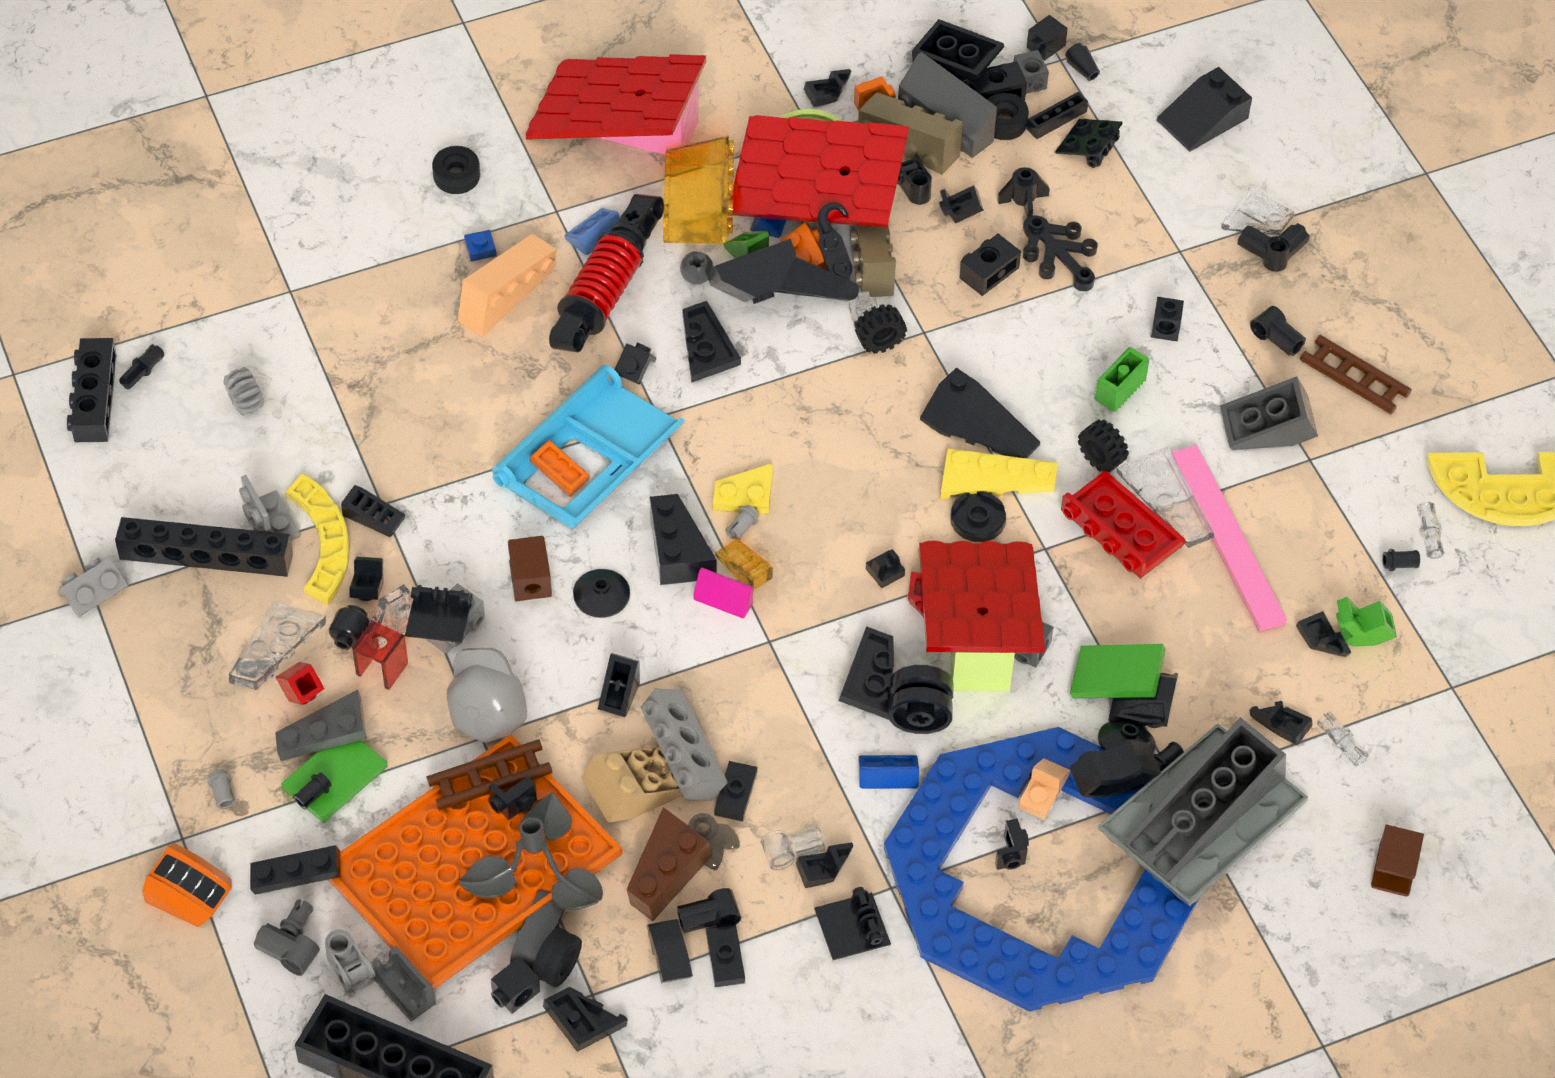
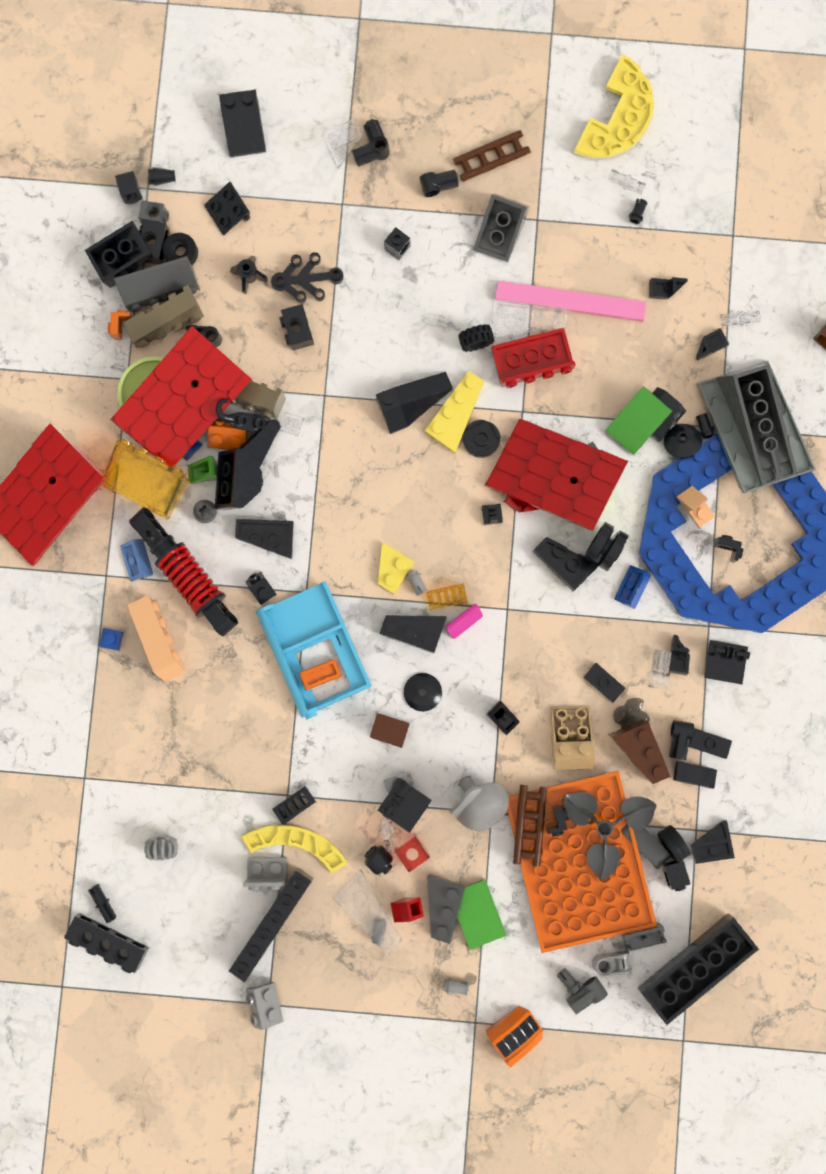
camera: 60 degrees left, 30 degrees up
(295, 870) = (537, 968): black plate -> none
(312, 790) = (488, 935): black pin -> none
(367, 578) = (347, 833): black bracket -> none
(456, 157) = (31, 618): black tyre -> none
(683, 744) = (578, 700): light grey brick -> none
(827, 90) = (95, 351): black slope -> none
(880, 328) = (317, 423): black tyre -> none
(962, 204) = (239, 318): black bracket -> none
(1057, 115) = (196, 217): black piece -> none
(1115, 769) = (709, 461): black brick -> none
(1121, 379) = (431, 297): bright green brick -> none
(1365, 625) = (675, 259): bright green brick -> none

